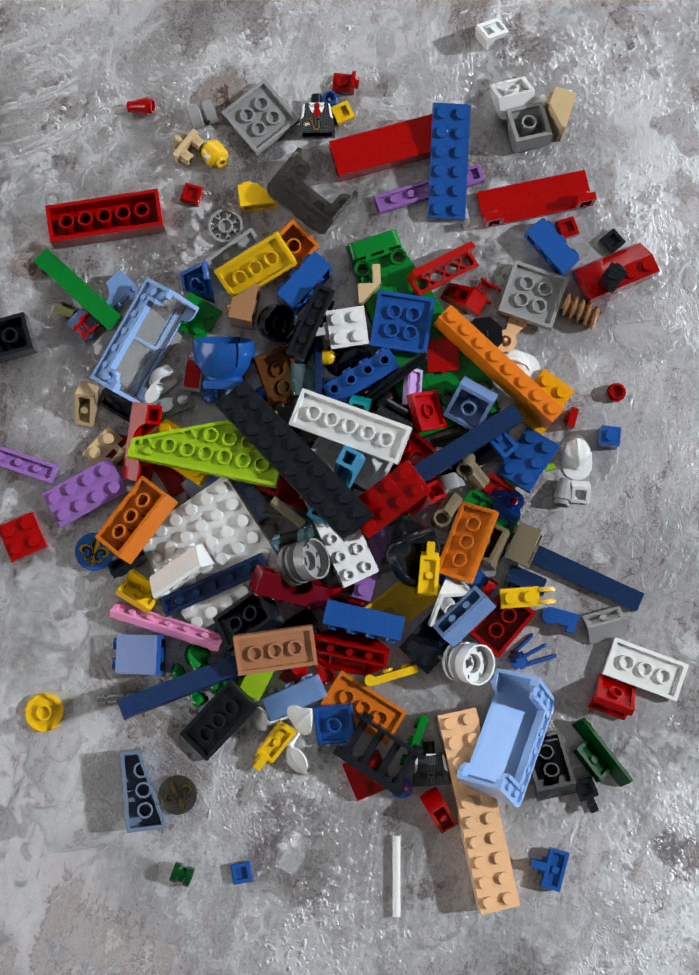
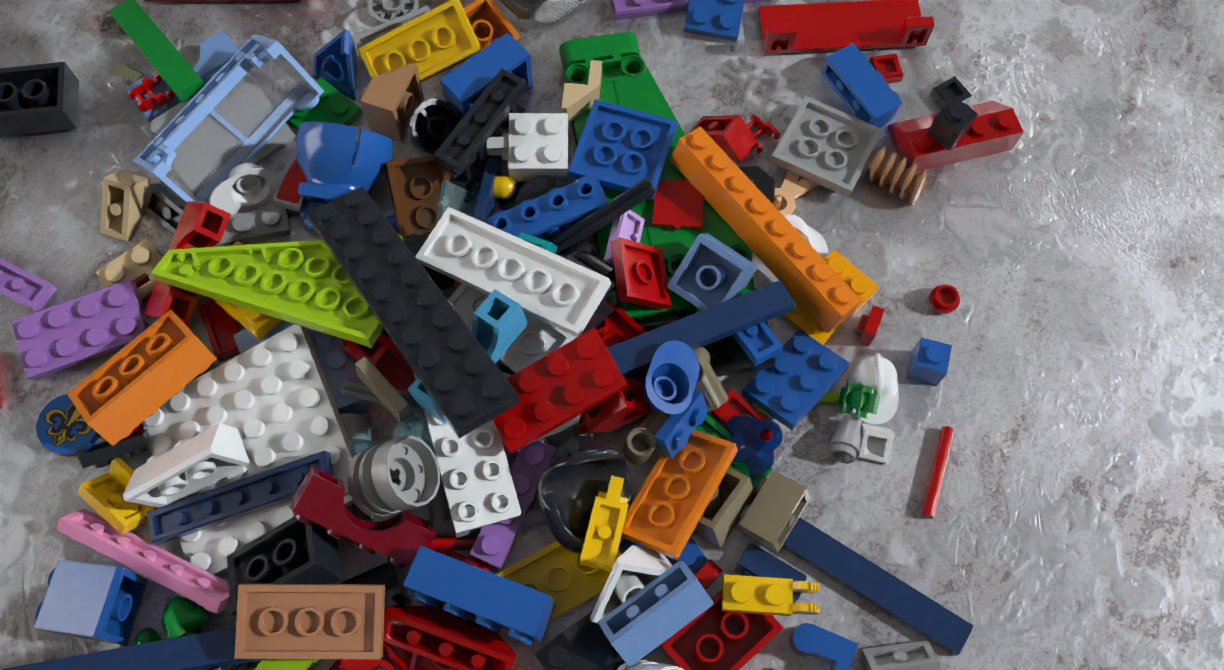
camera: 10 degrees right, 15 degrees down
(441, 263) = (691, 83): red fence -> none
(455, 479) = (671, 378): none -> blue piece
(461, 509) = (677, 428): none -> blue plate
(570, 469) = (863, 401): none -> green piece
(618, 504) = (937, 472): none -> red bar

